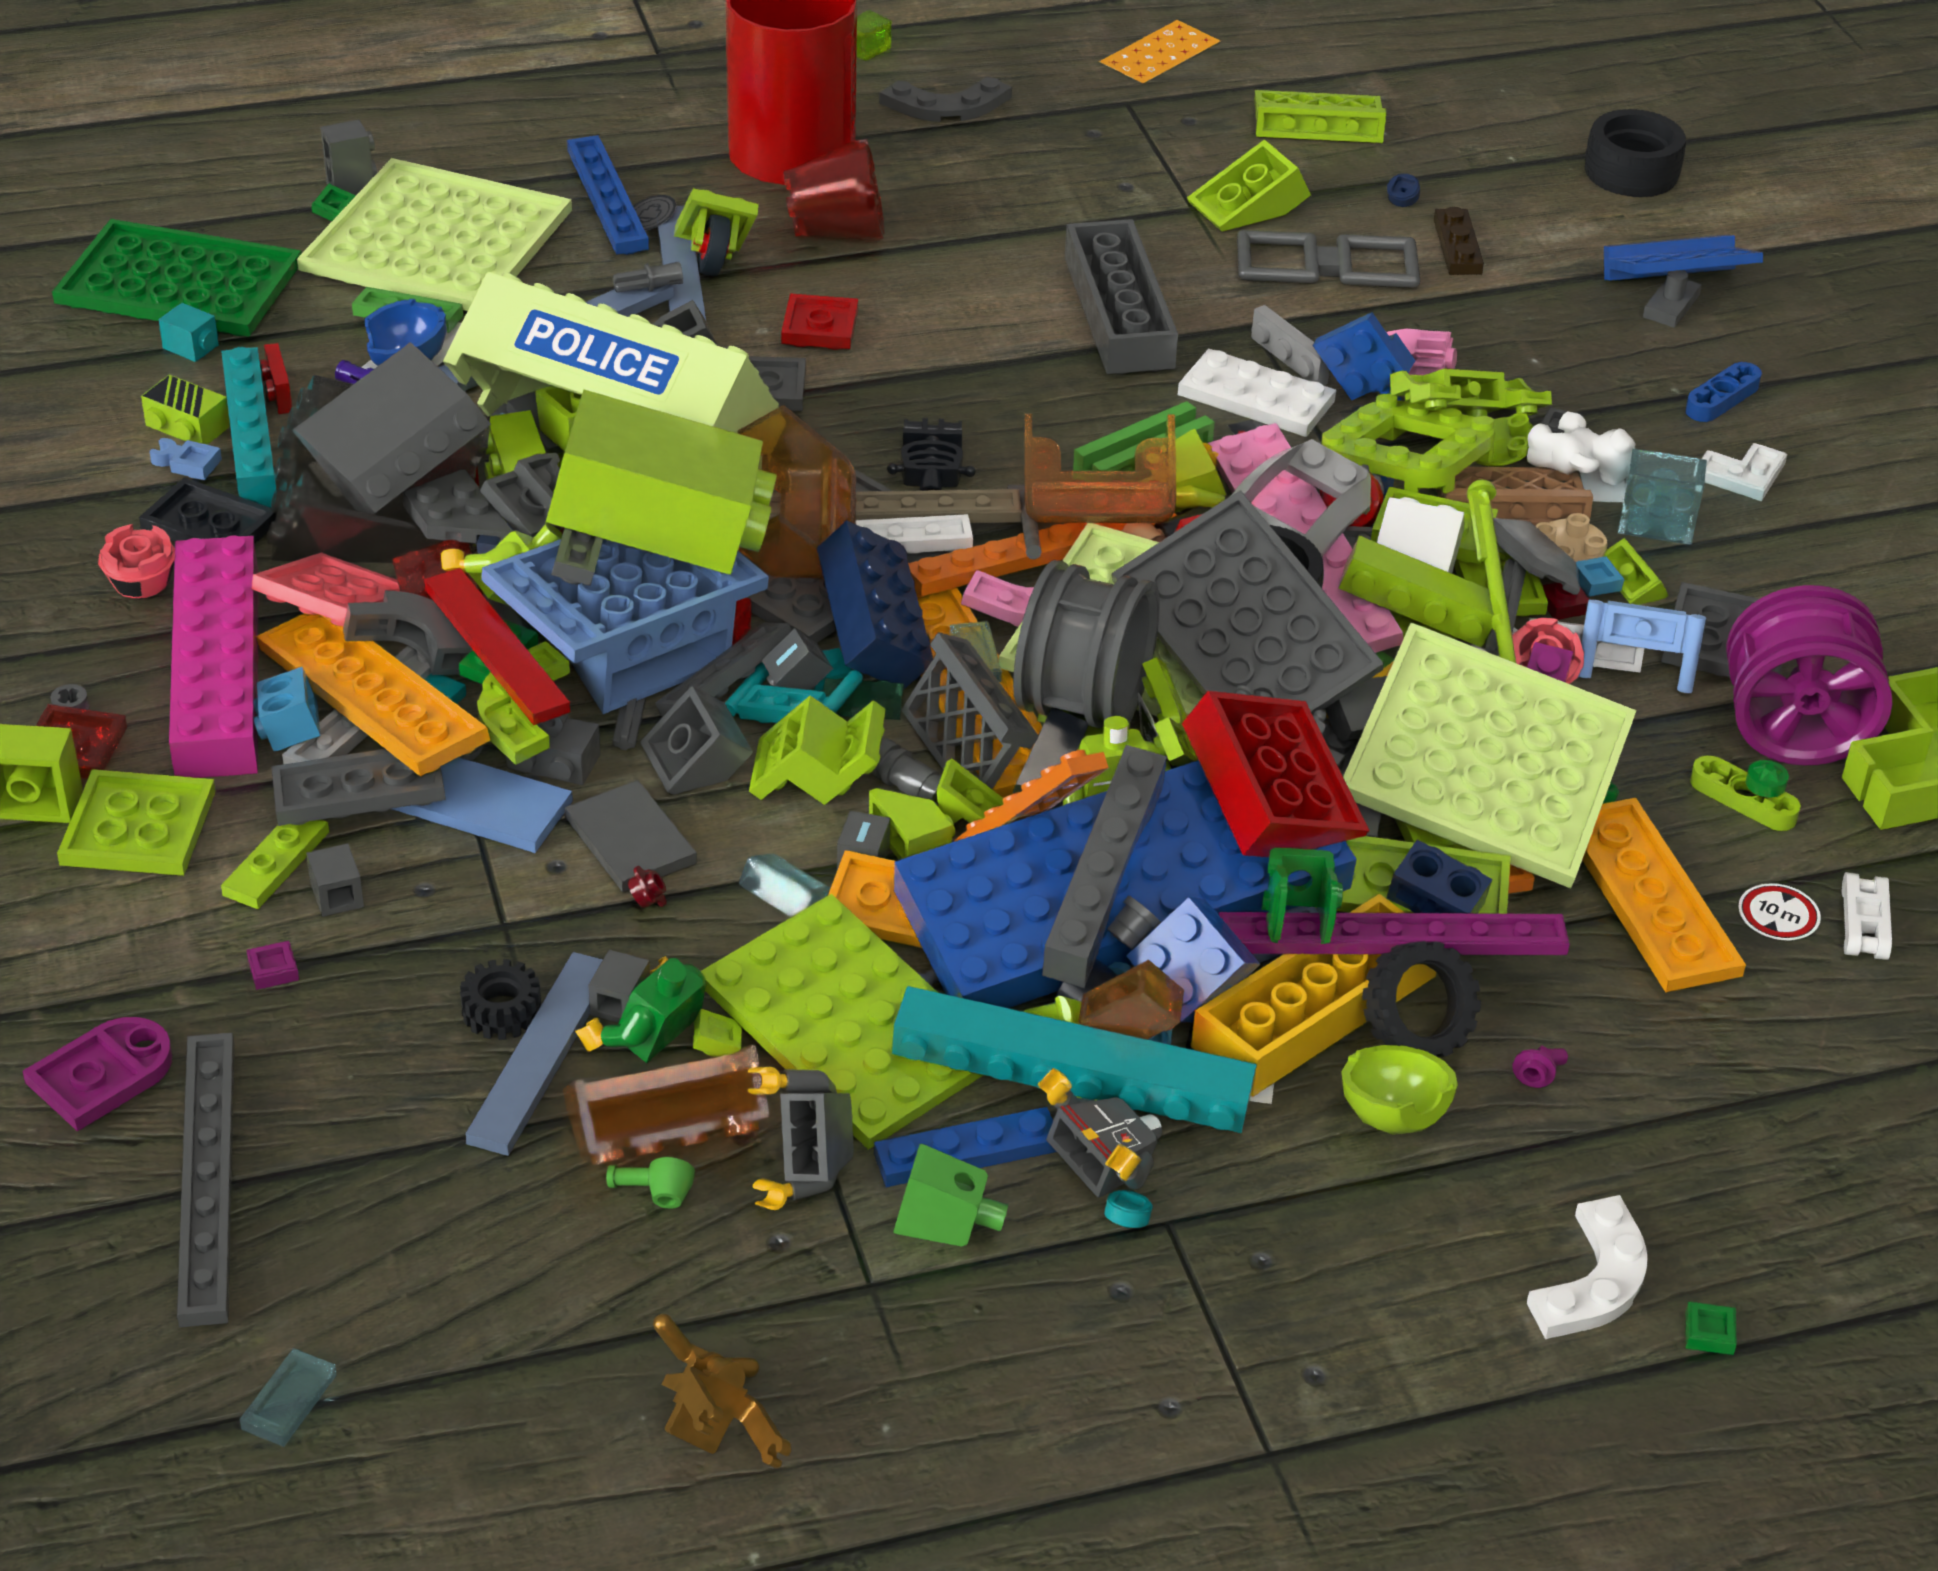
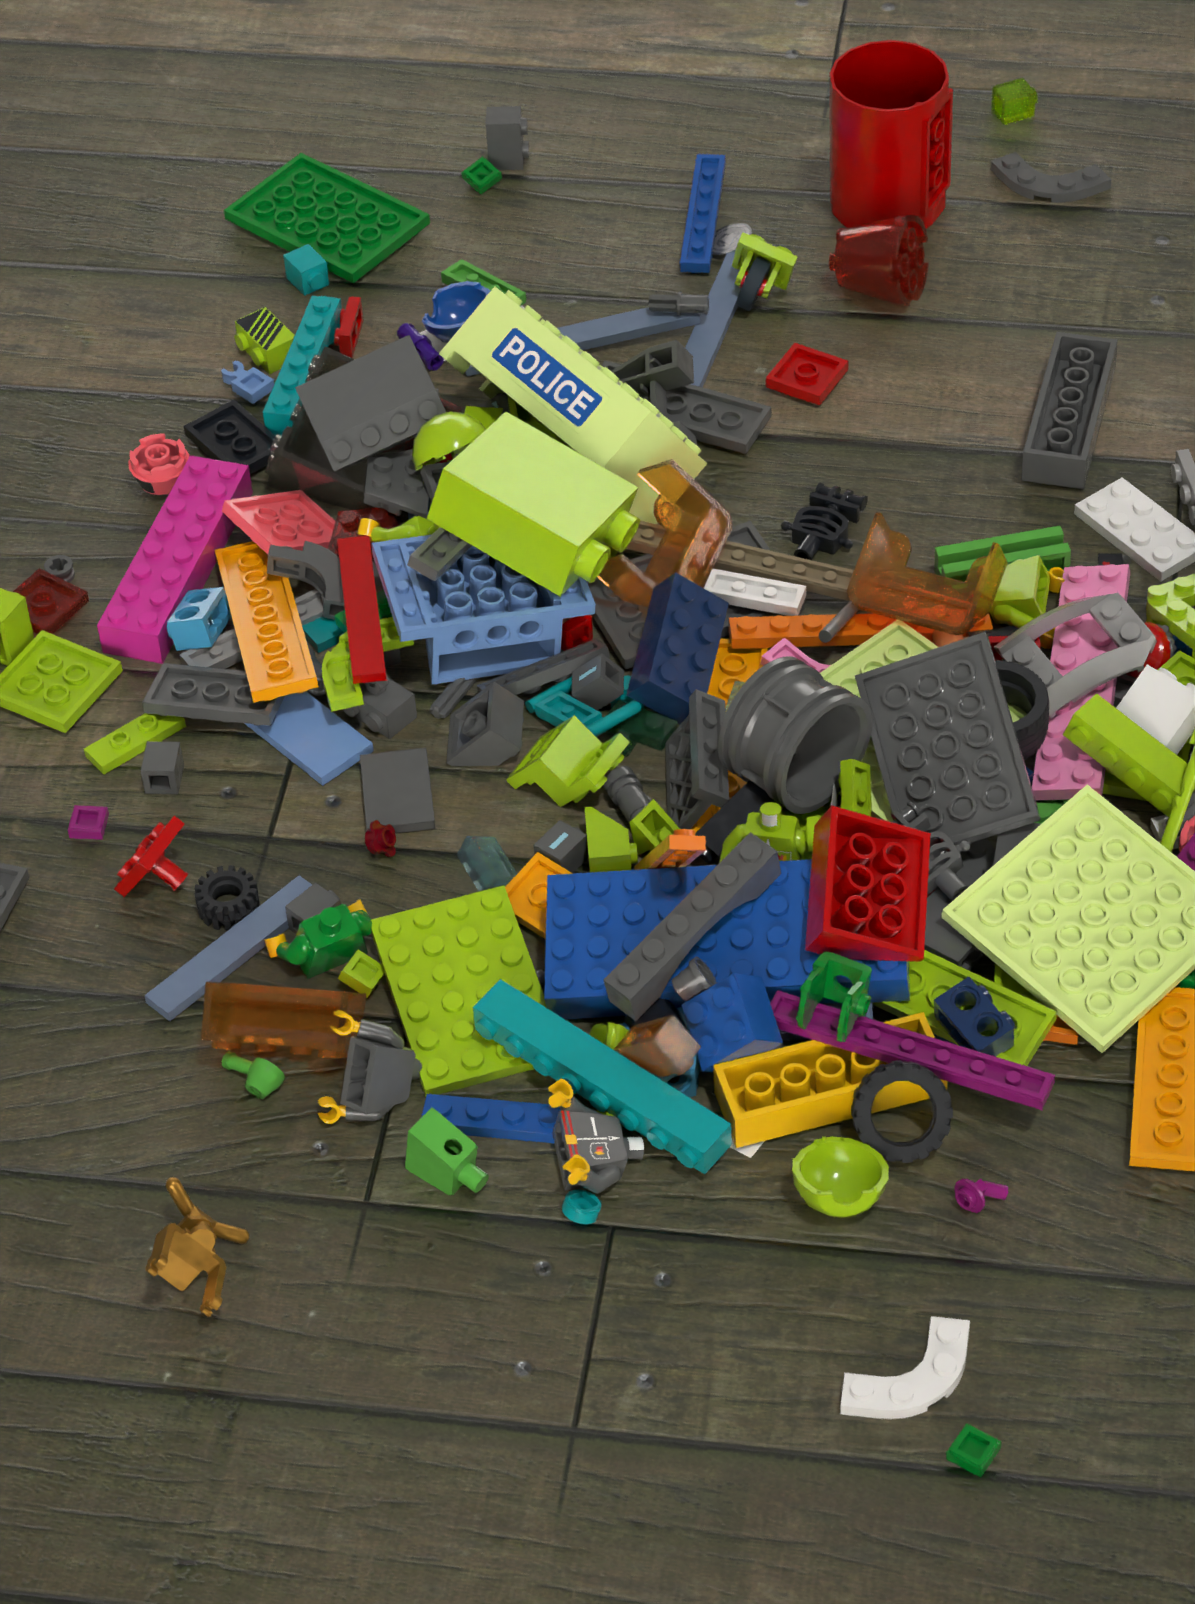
camera: 30 degrees right, 5 degrees up
(389, 977) = (150, 857): none -> red plate
(433, 233) = (545, 222): yellowish green plate -> none
(501, 441) = (444, 435): none -> lime cylinder

